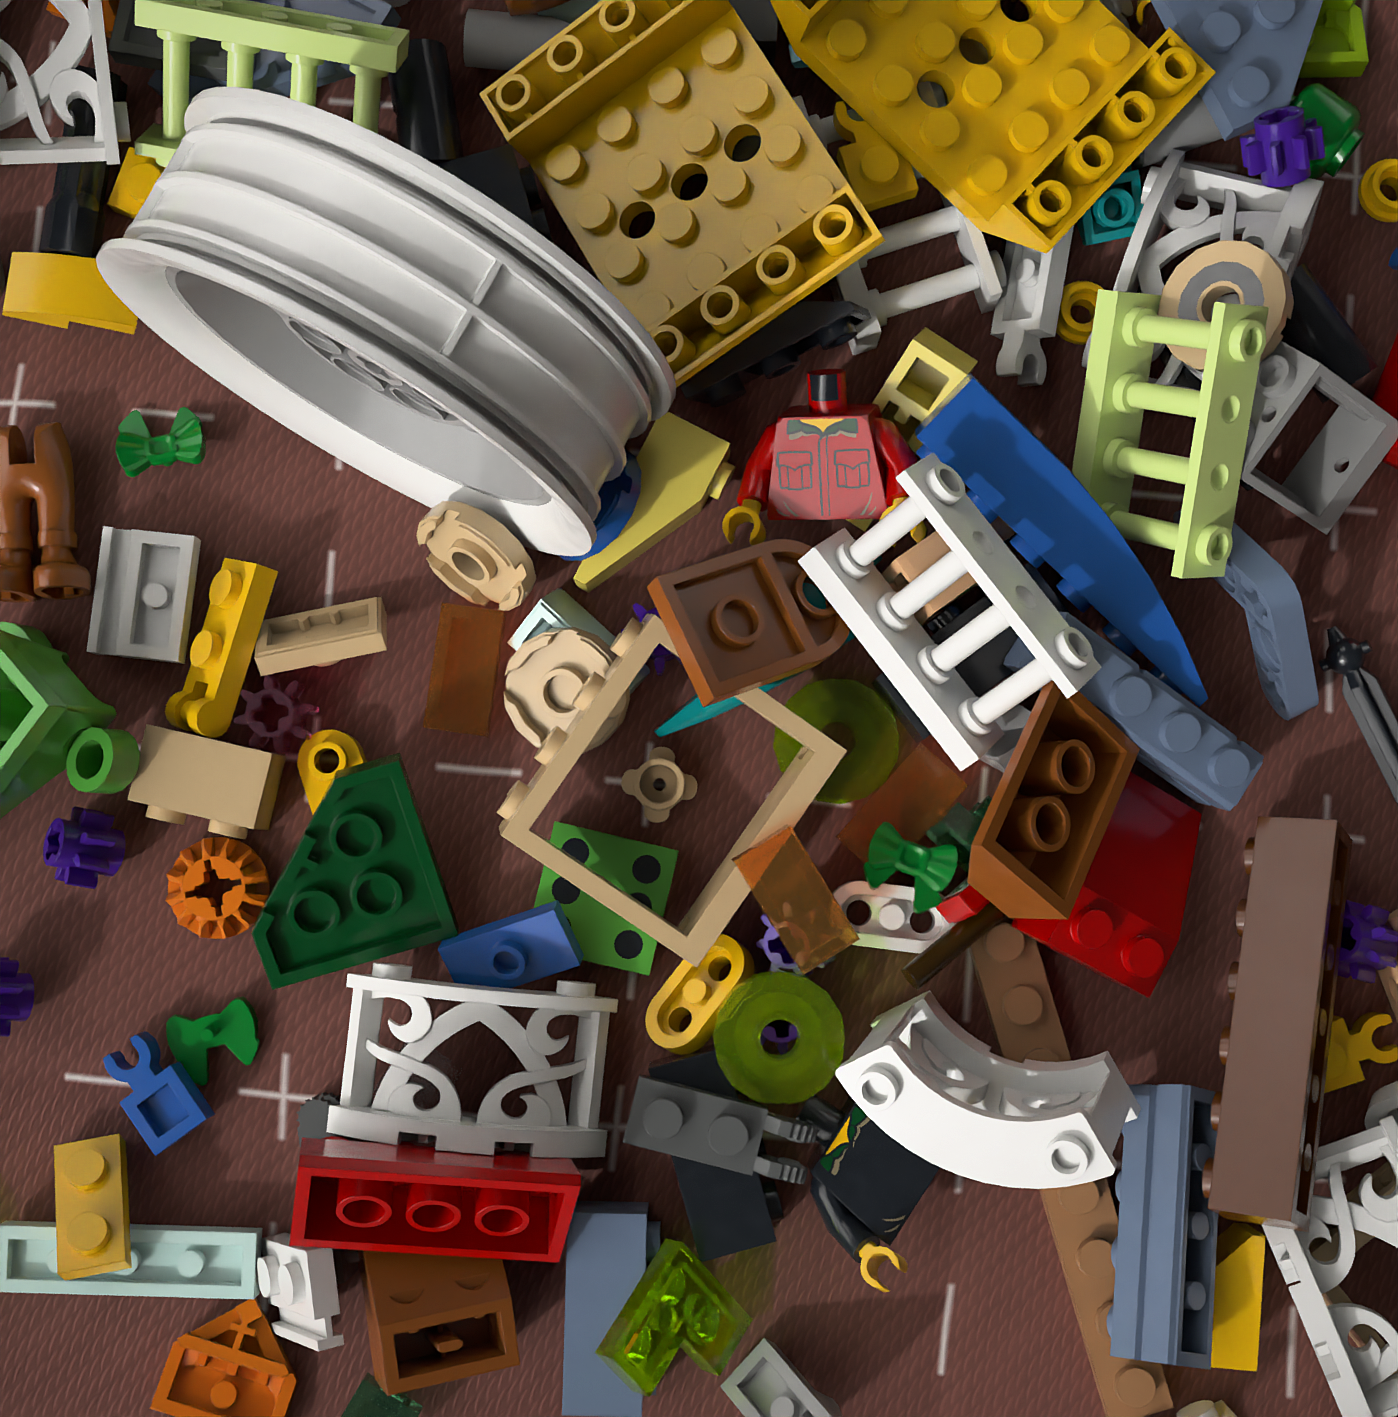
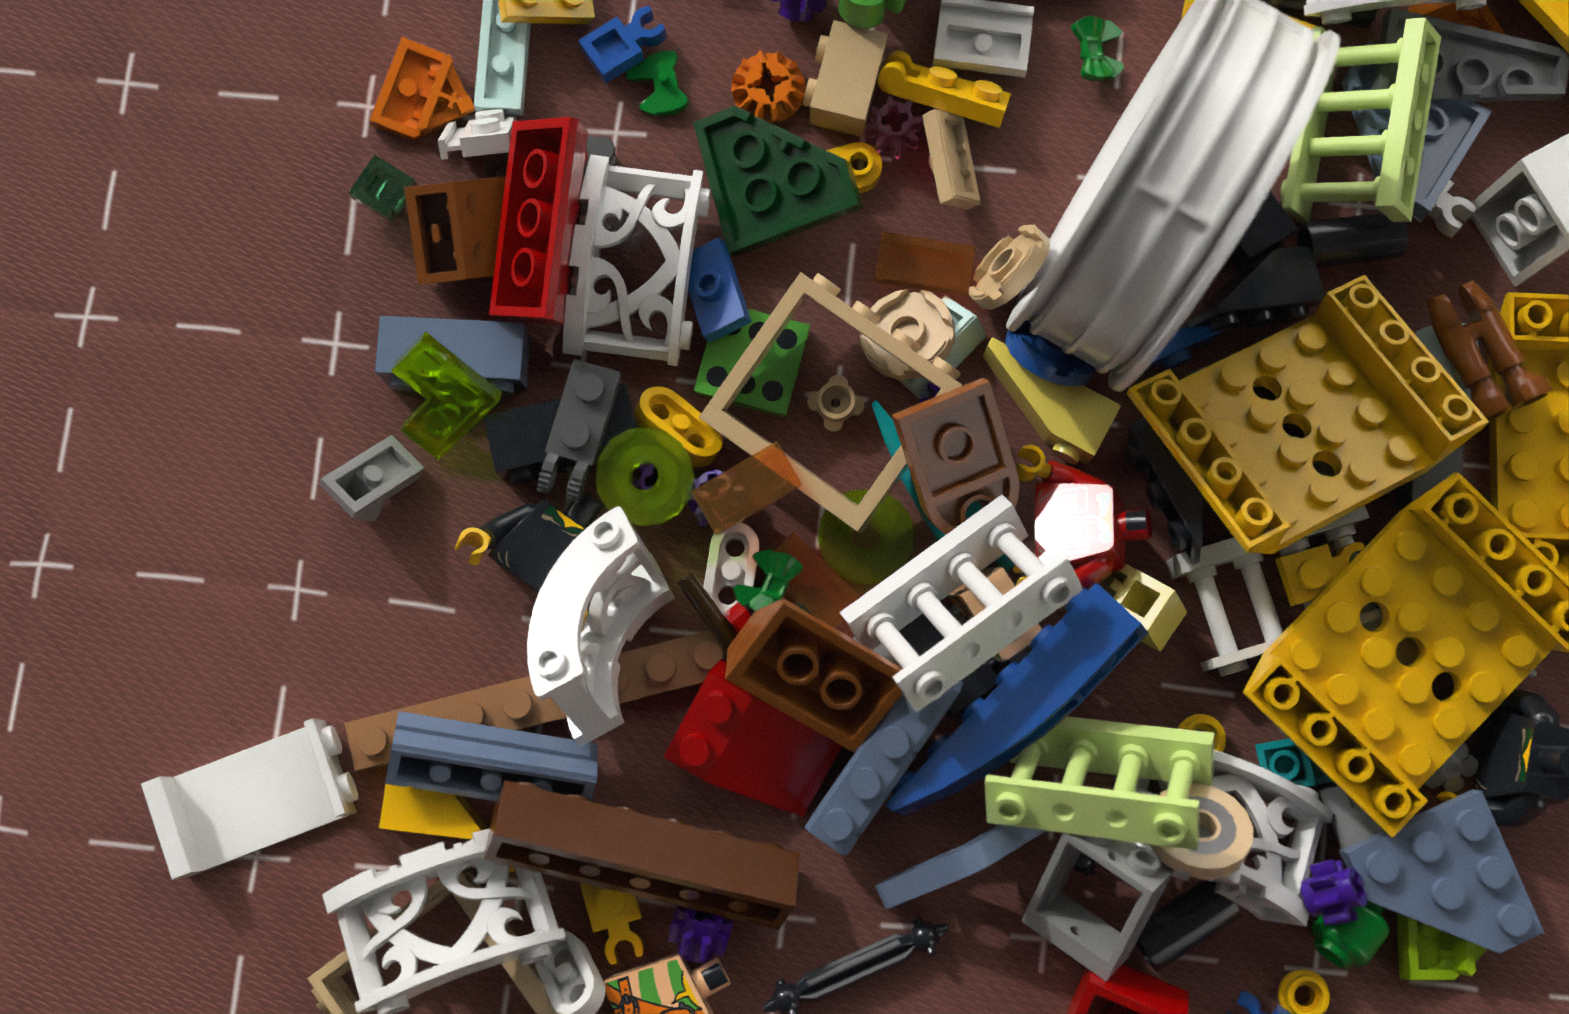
camera: 90 degrees right, 5 degrees down
(503, 41) = (1408, 295): light grey piece -> none
(1029, 308) = (1204, 696): white plate -> none

